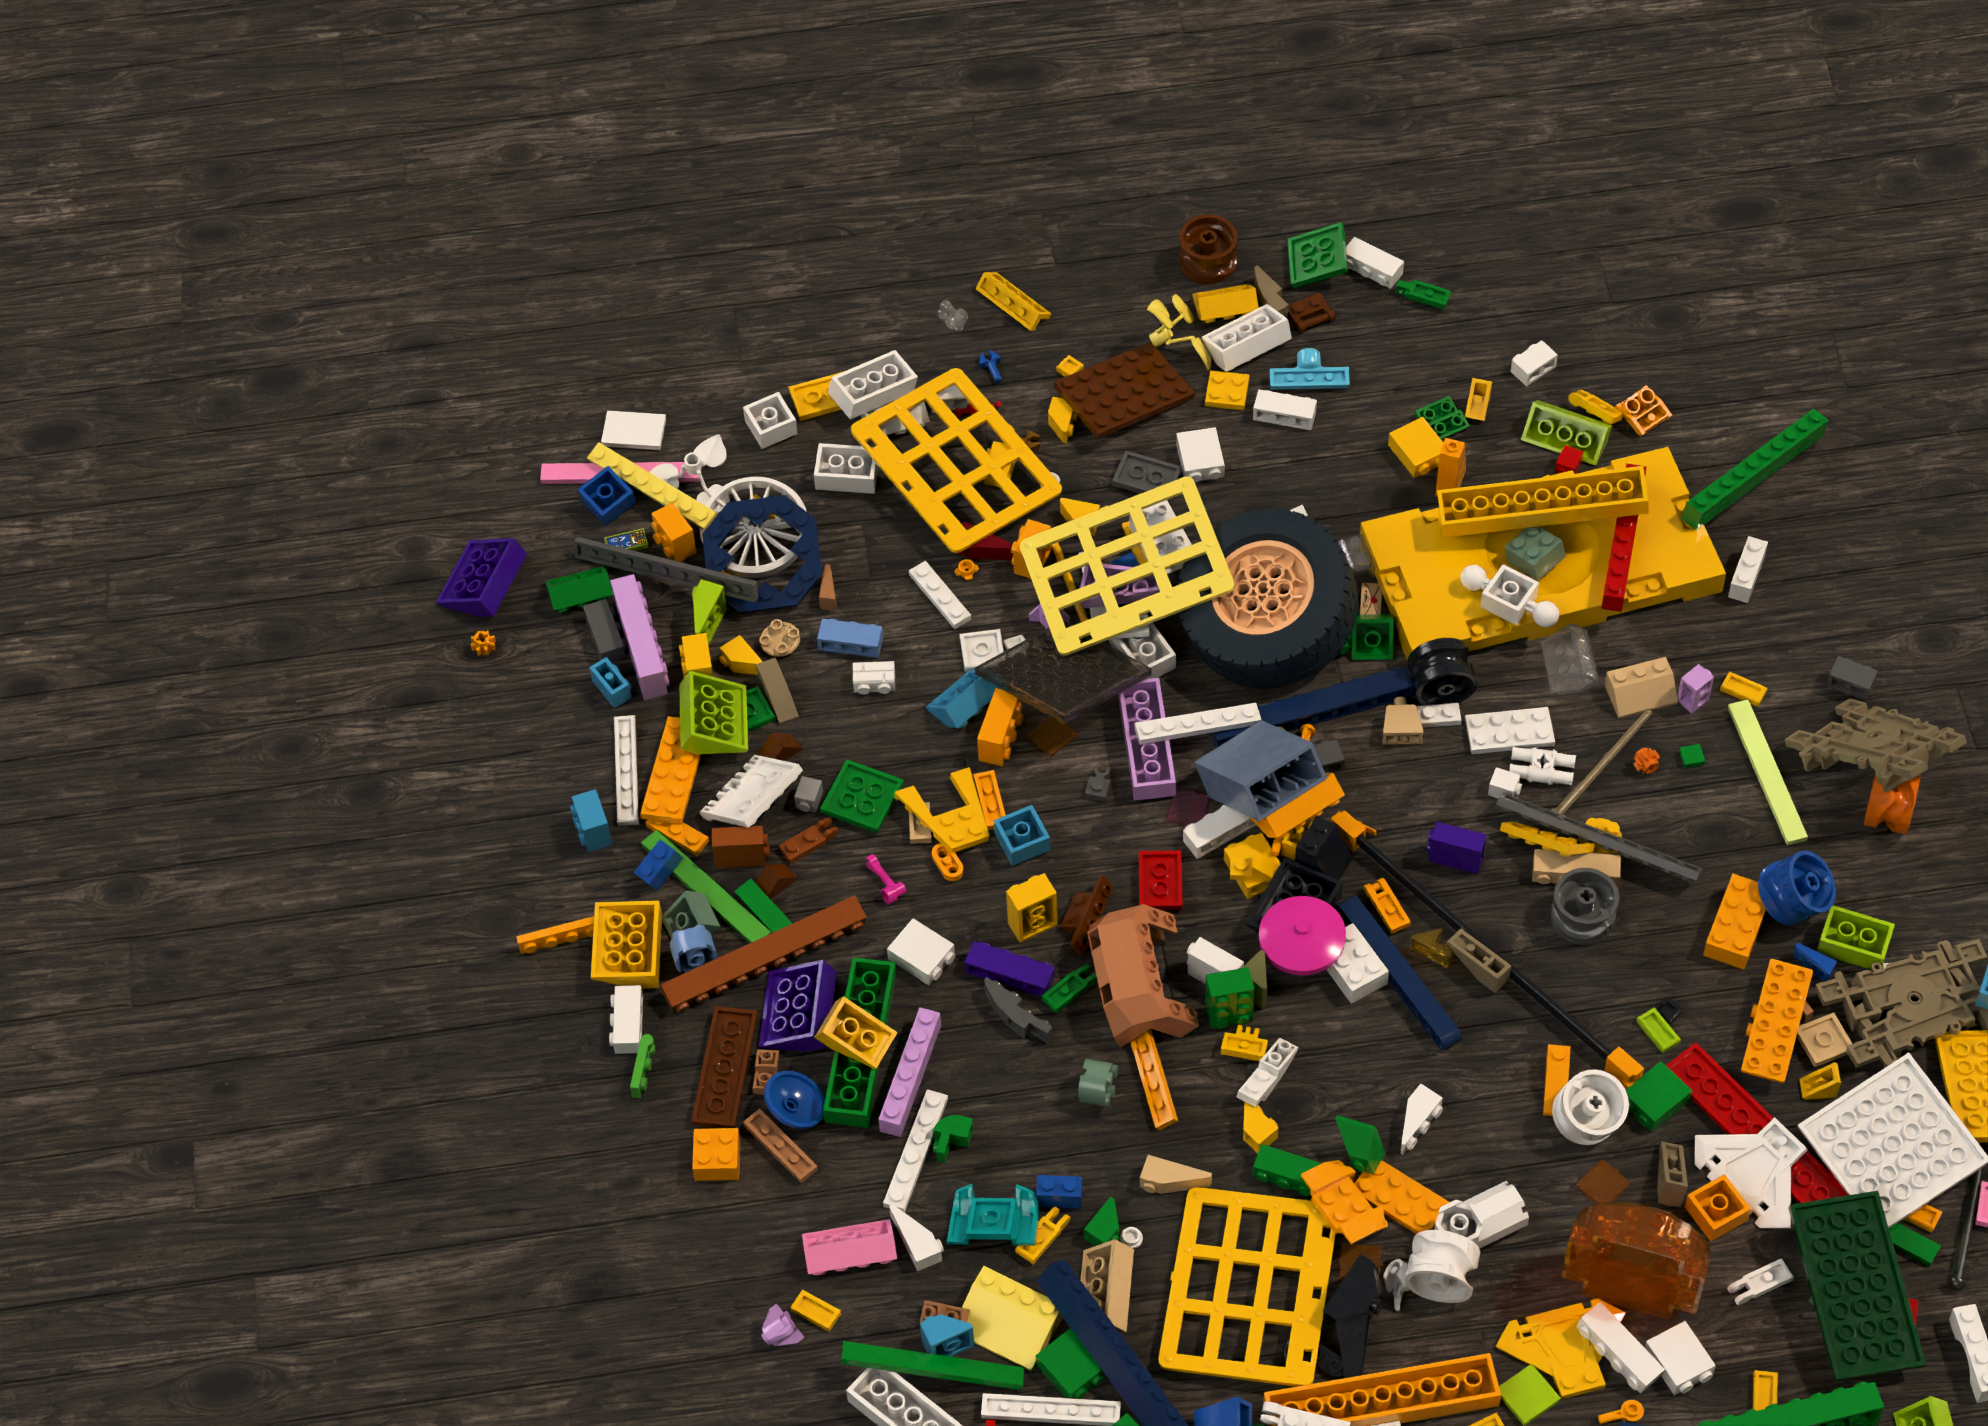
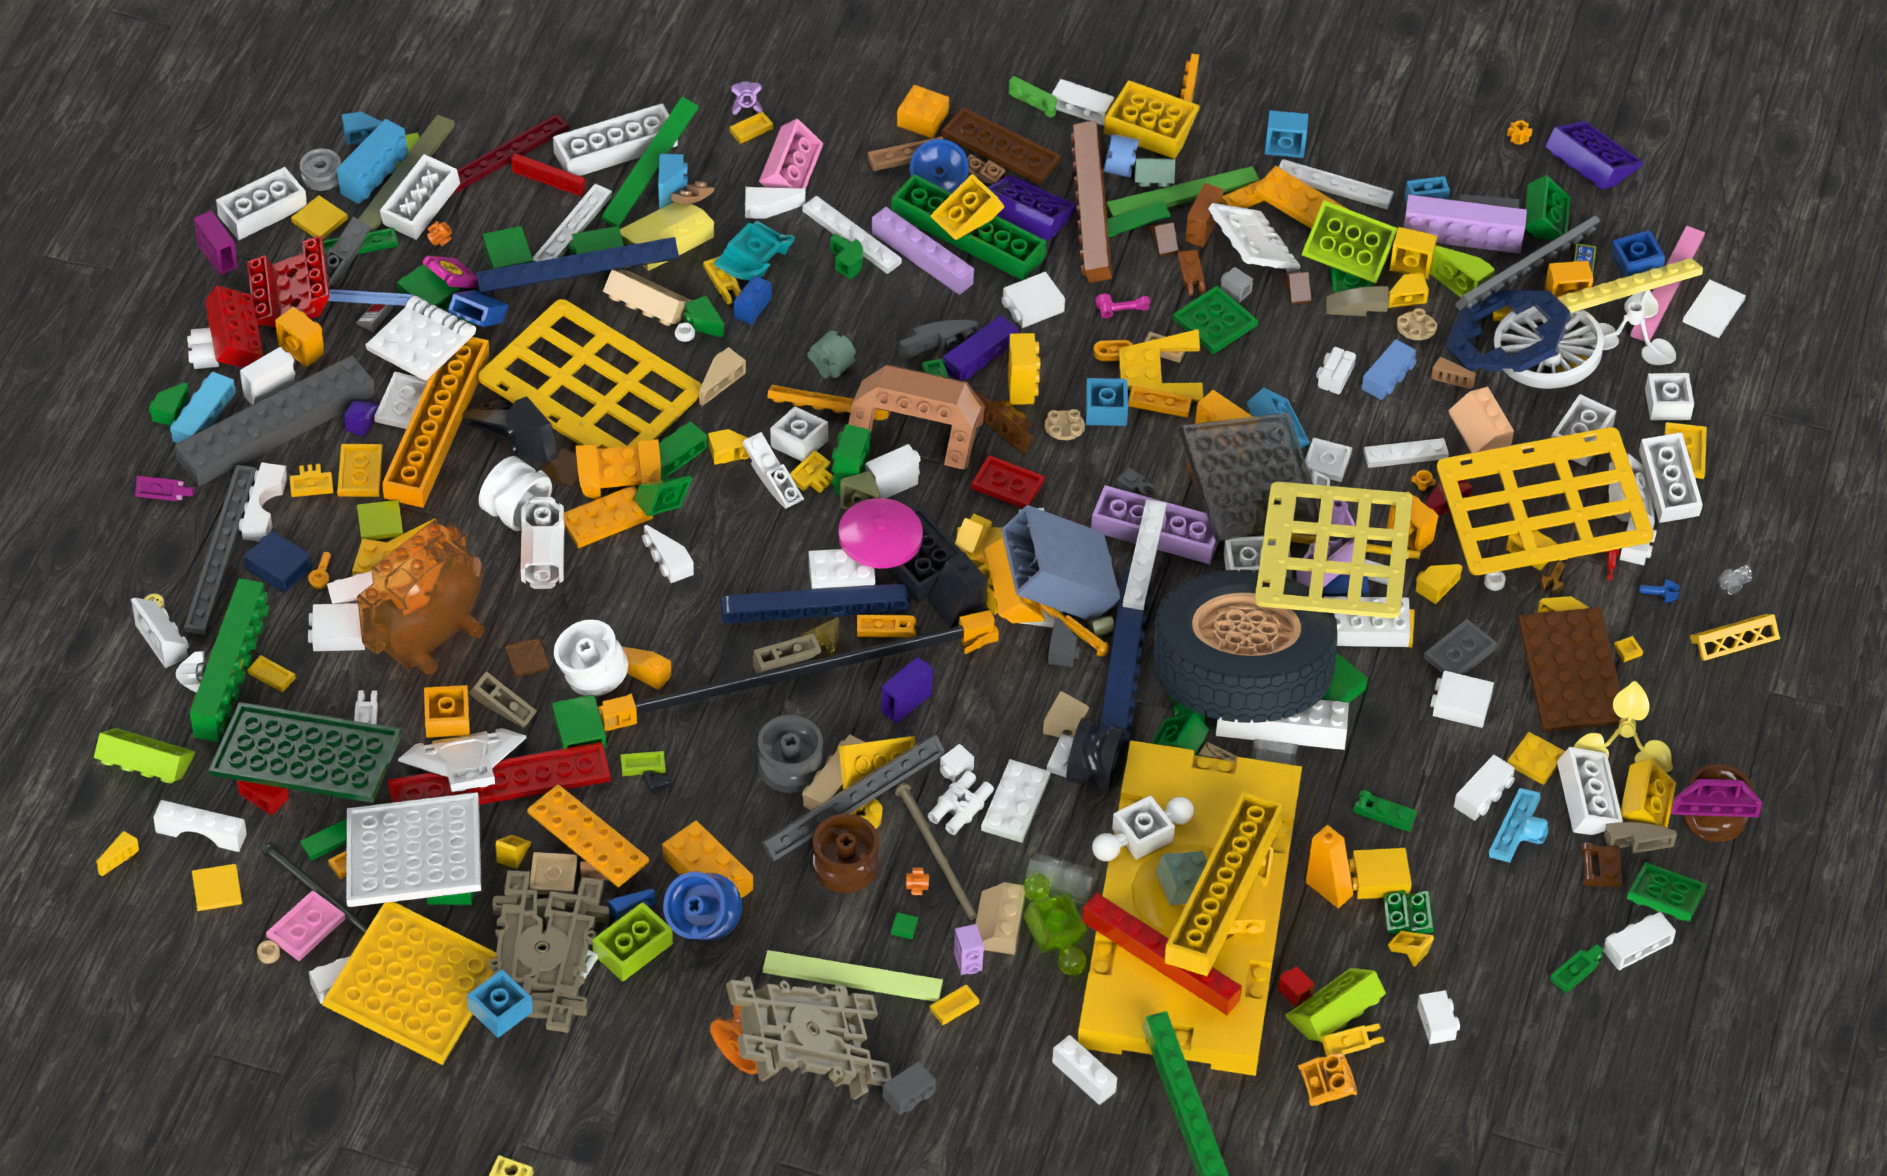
camera: 110 degrees right, 5 degrees down
(658, 865) = (1217, 161): blue brick -> none
(875, 547) = (1481, 421): none -> light nougat slope
(1062, 864) = (1064, 424): none -> tan dish
(1210, 1068) = (799, 434): none -> white brick
(1228, 232) = (1717, 798): none -> magenta wedge
(1349, 470) = (1384, 811): none -> green plate
(1626, 640) = (1054, 923): none -> clear neon green brick
(1660, 816) = (845, 853): none -> reddish brown piece

